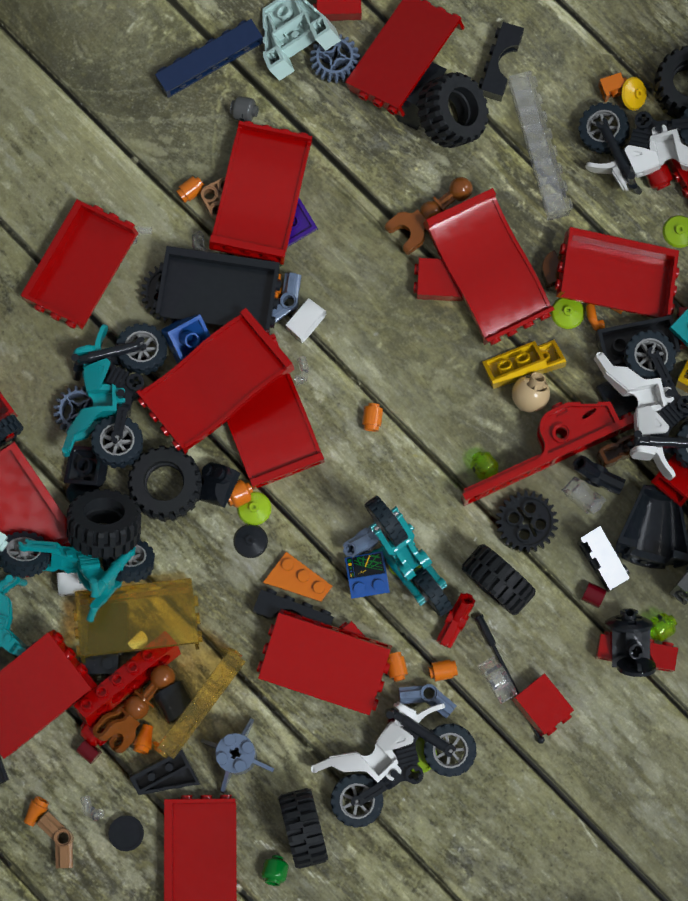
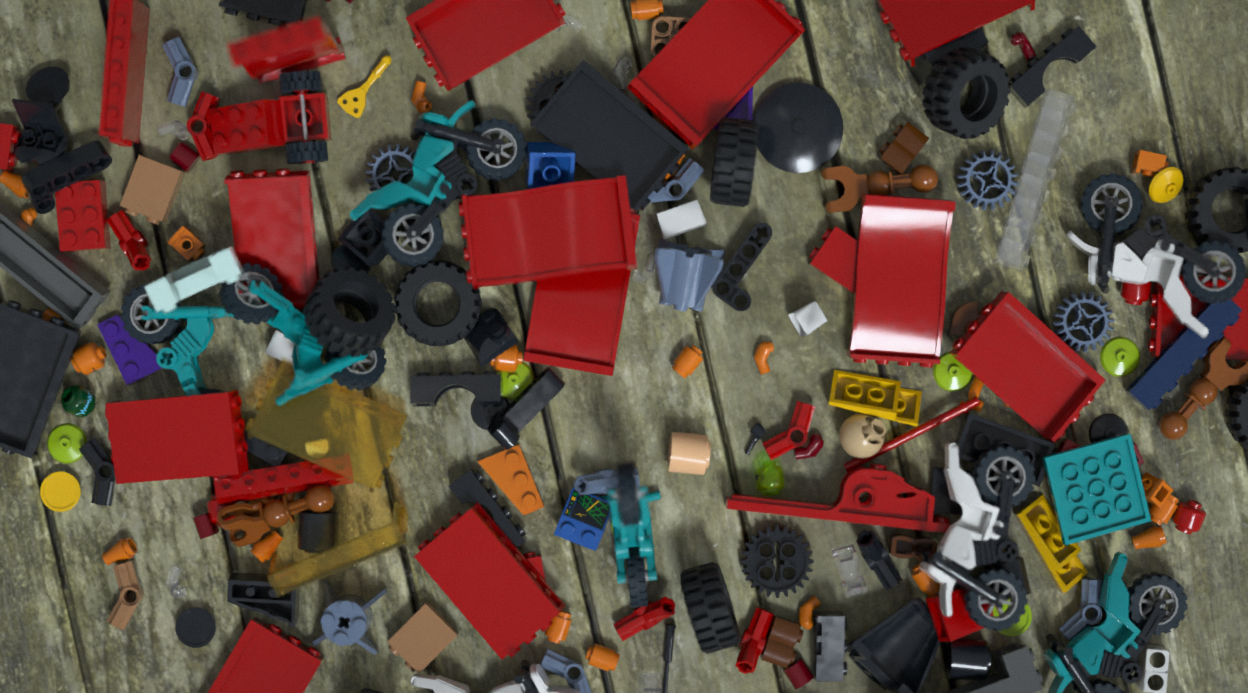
camera: 30 degrees right, 10 degrees up
(19, 369) = (361, 92): none -> yellow piece
(63, 348) = (418, 98): none -> orange arm
(195, 550) = (428, 389): none -> black arch
(274, 521) = (525, 407): none -> black beam
(300, 737) = (422, 638): none -> medium nougat brick
(318, 253) = (734, 162): none -> black tyre
(333, 354) = (686, 274): none -> sand blue brick
(349, 208) = (798, 127): none -> black dish
(370, 323) = (745, 263): none -> black beam
(414, 481) = (688, 453): none -> light nougat piece
(423, 383) = (761, 355): none -> orange arm
(433, 177) = (903, 148): none -> reddish brown brick
(439, 334) = (807, 318): none -> white piece
(454, 438) = (758, 432): none -> black hand
(469, 56) = (1020, 39): none -> dark red arm
(480, 412) = (800, 421): none -> red piece
(502, 427) = (812, 449): none -> dark red arm
(513, 163) = (977, 175): none -> sand blue gear
(546, 588) = (753, 640): none -> red piece
(566, 578) = (781, 641): none -> reddish brown brick
(568, 368) = (964, 407): none -> red bar
(571, 546) = (805, 612): none -> orange arm
(633, 216) = (1080, 312): none -> sand blue gear
(643, 469) = (924, 582): none -> orange brick

